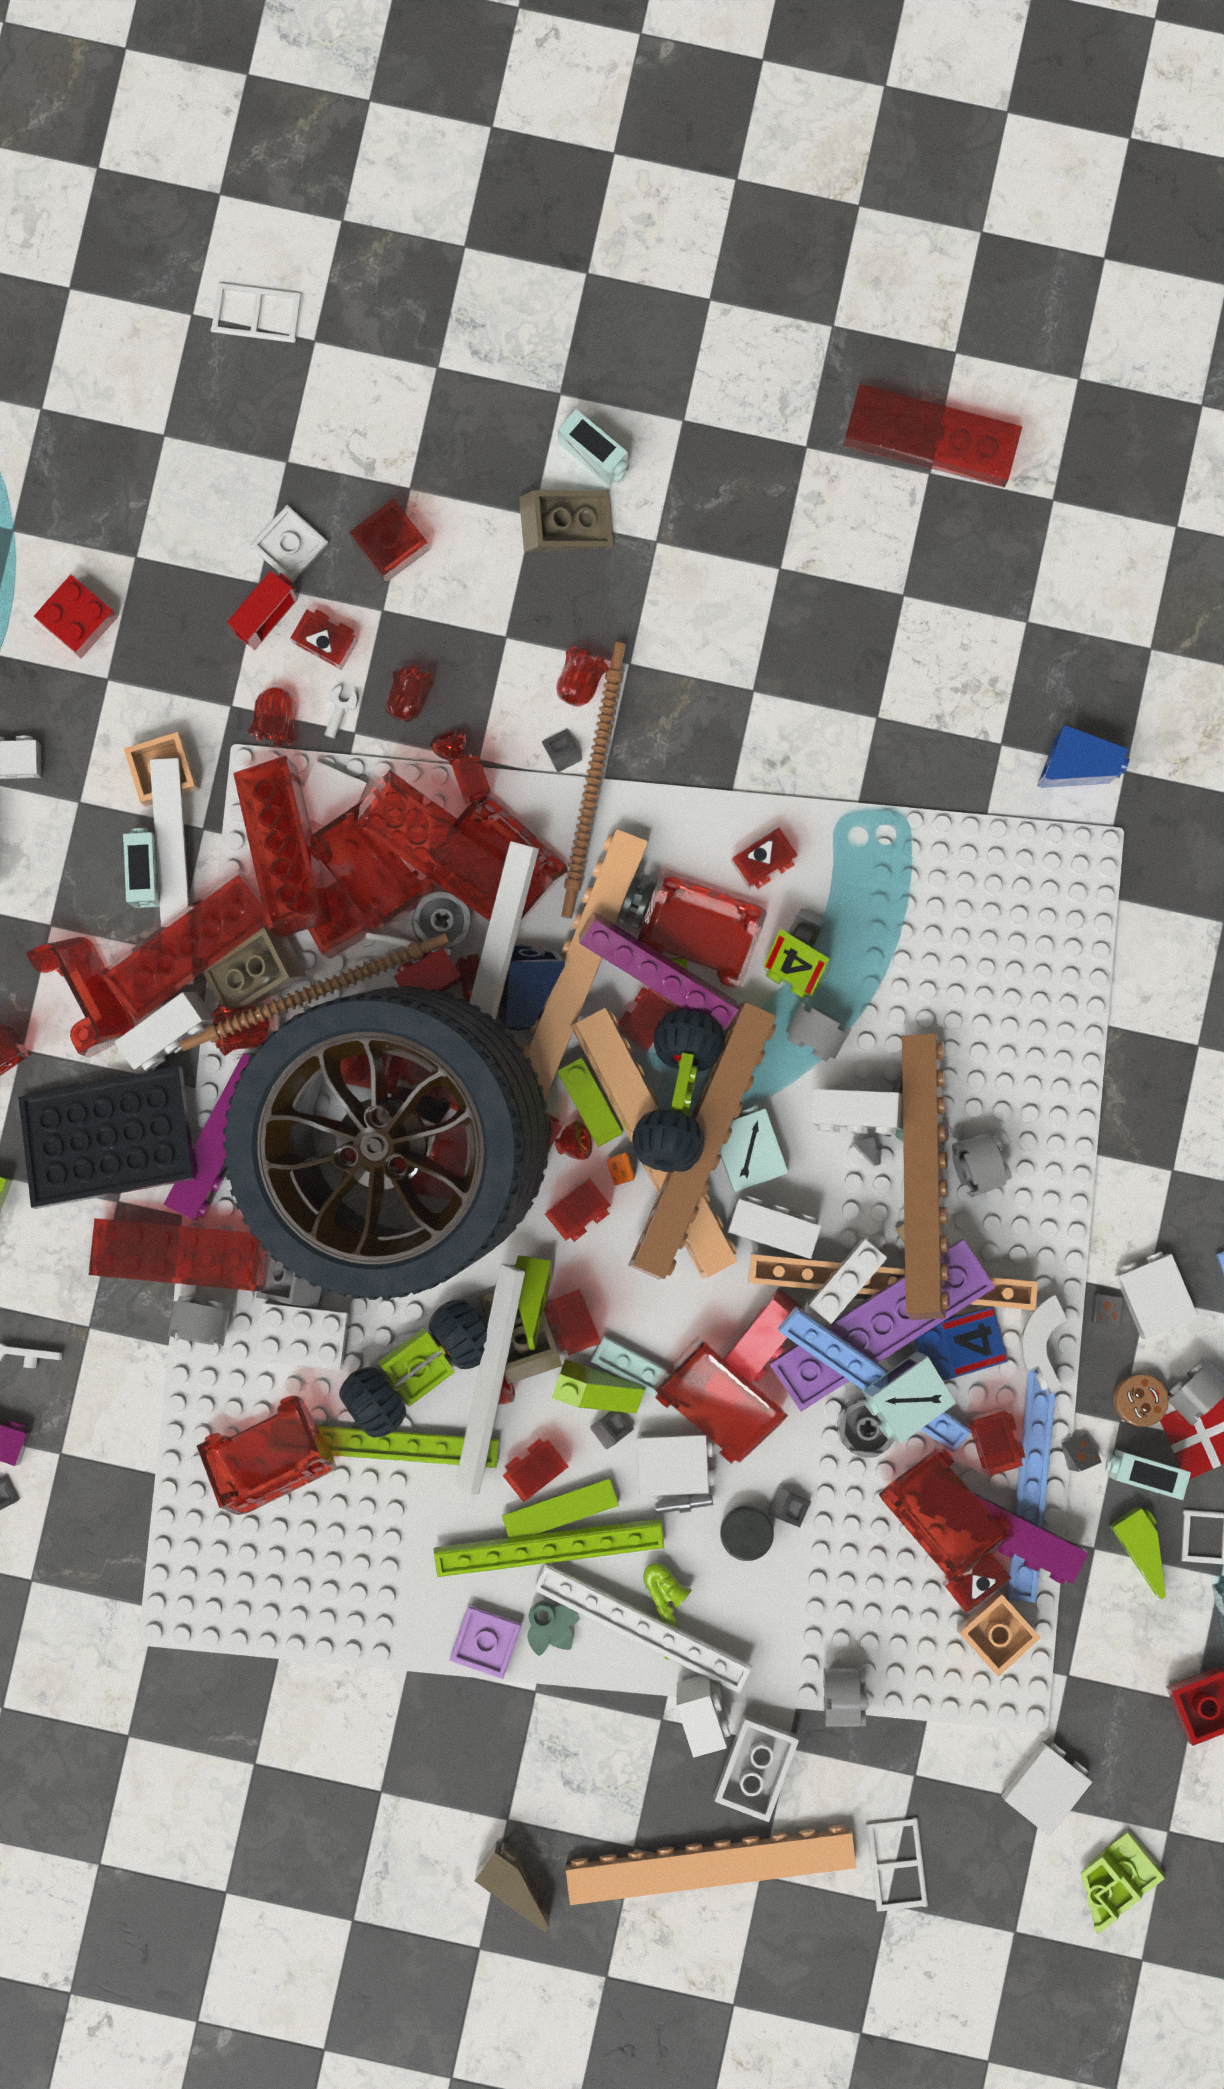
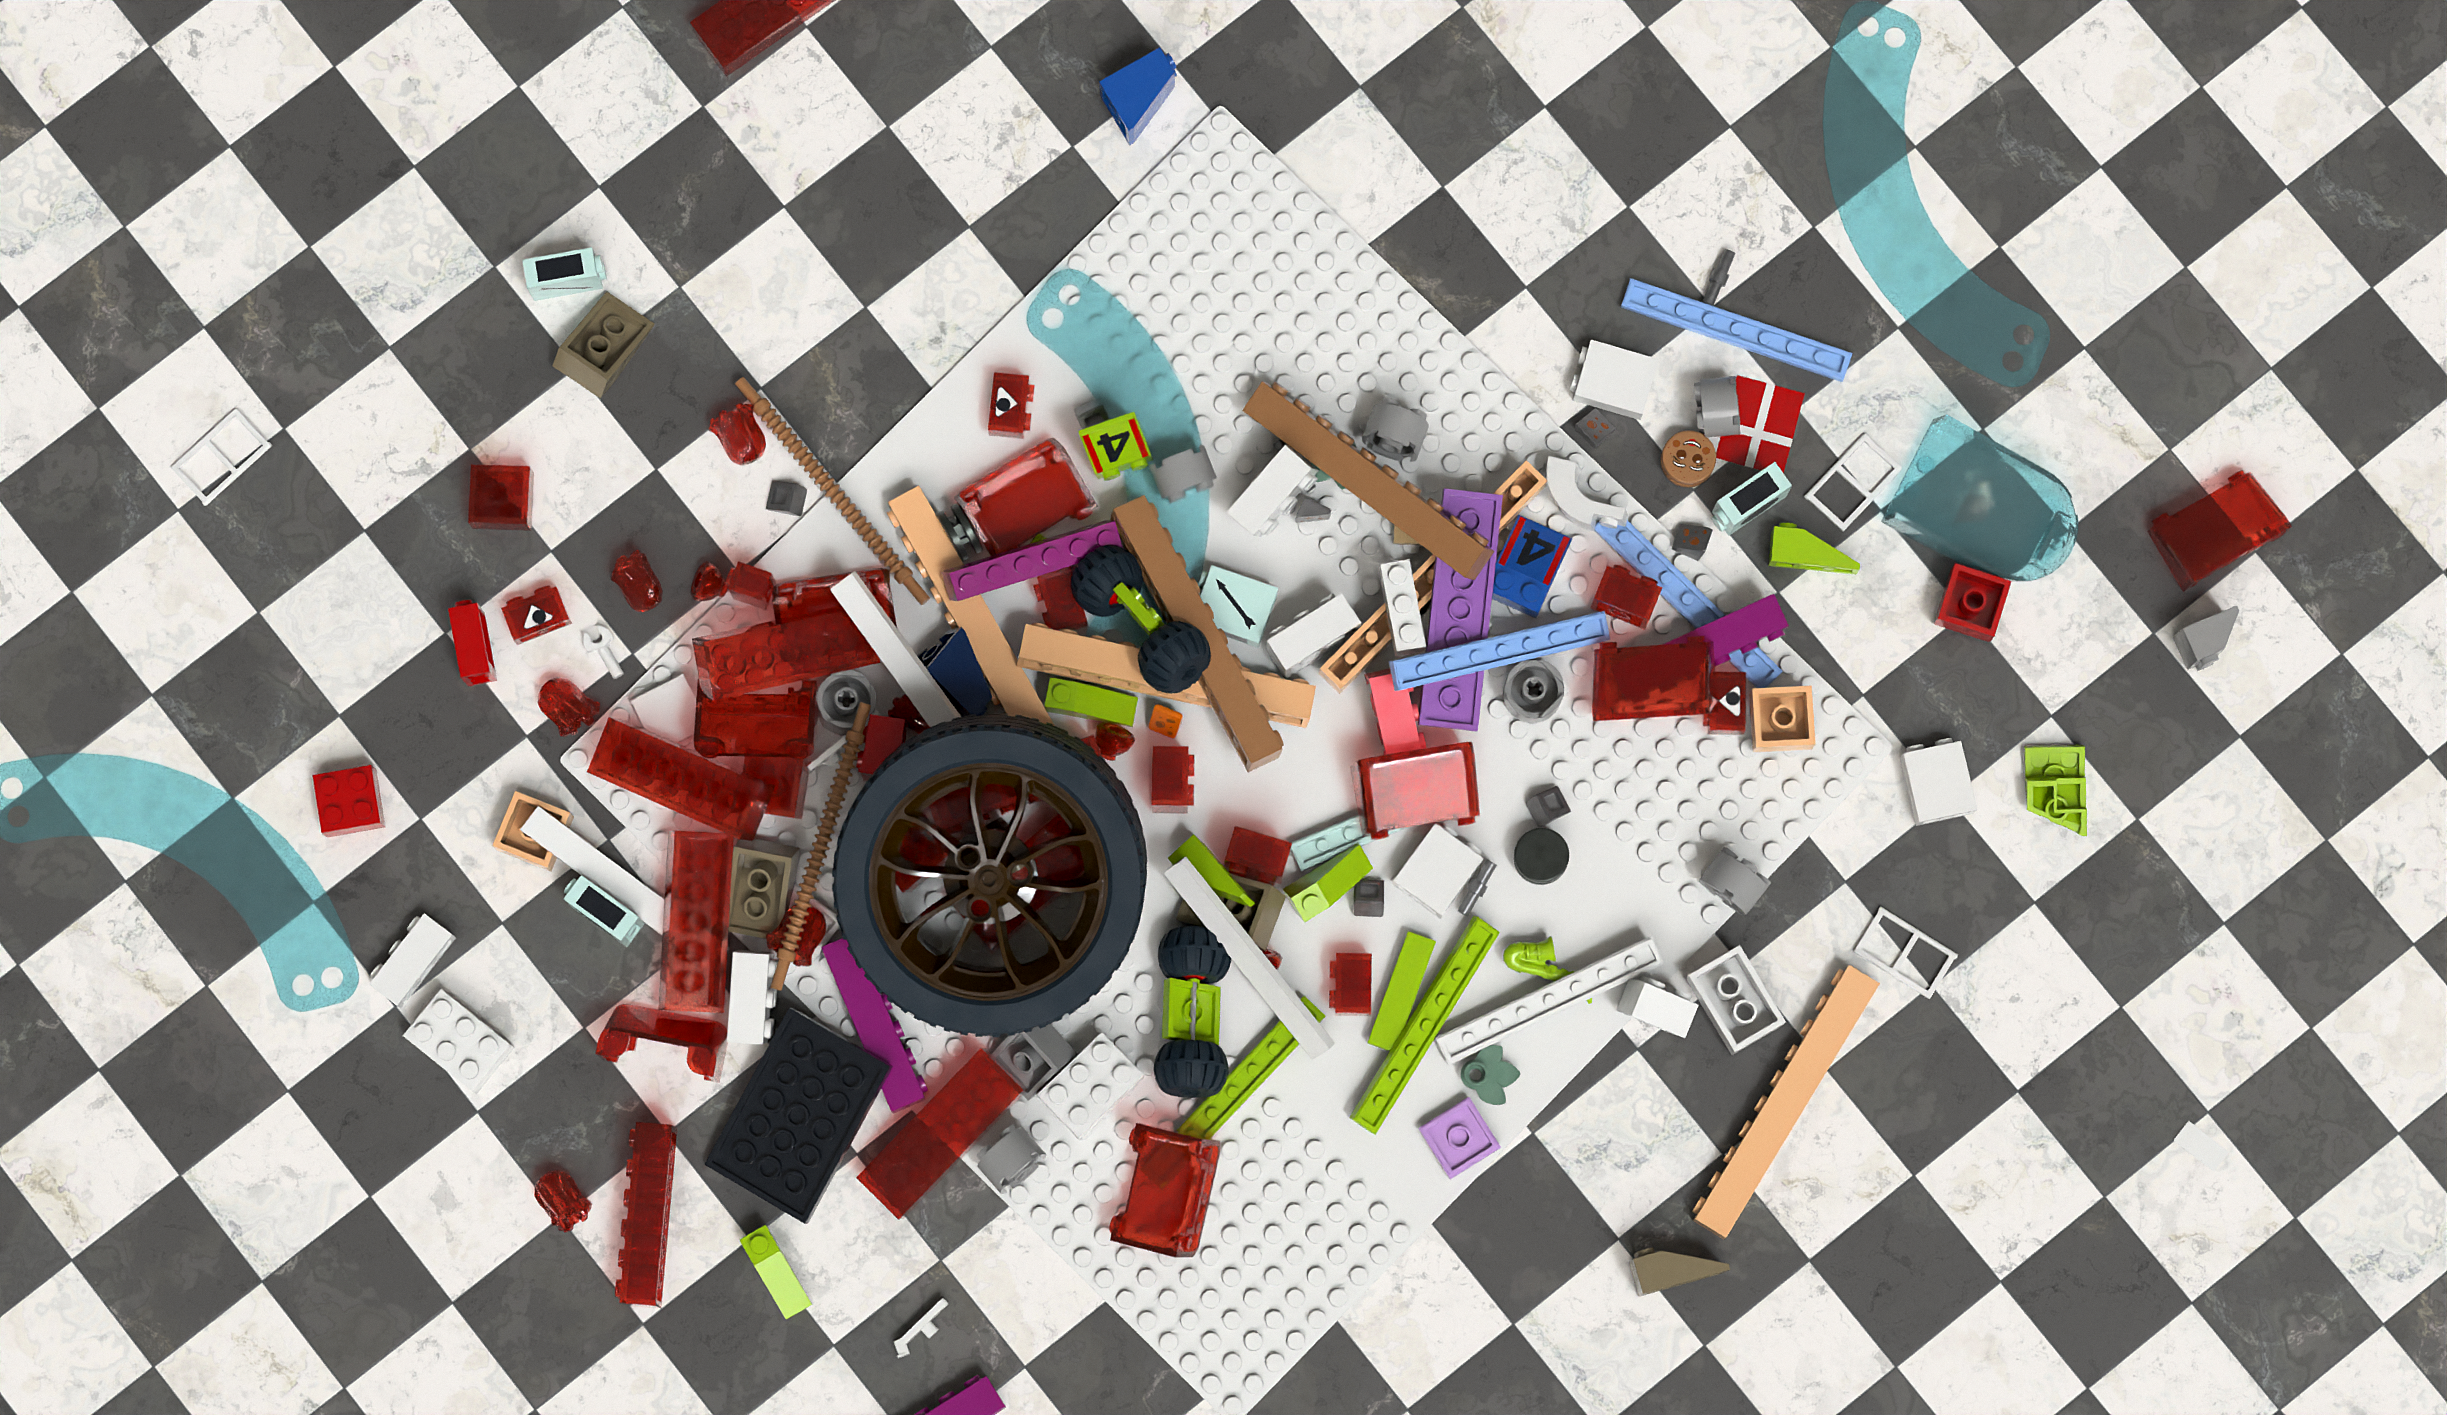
camera: 50 degrees left, 5 degrees down
(289, 544) = (433, 581): white tile -> none
(908, 1397) = (1534, 634): light aqua brick -> none

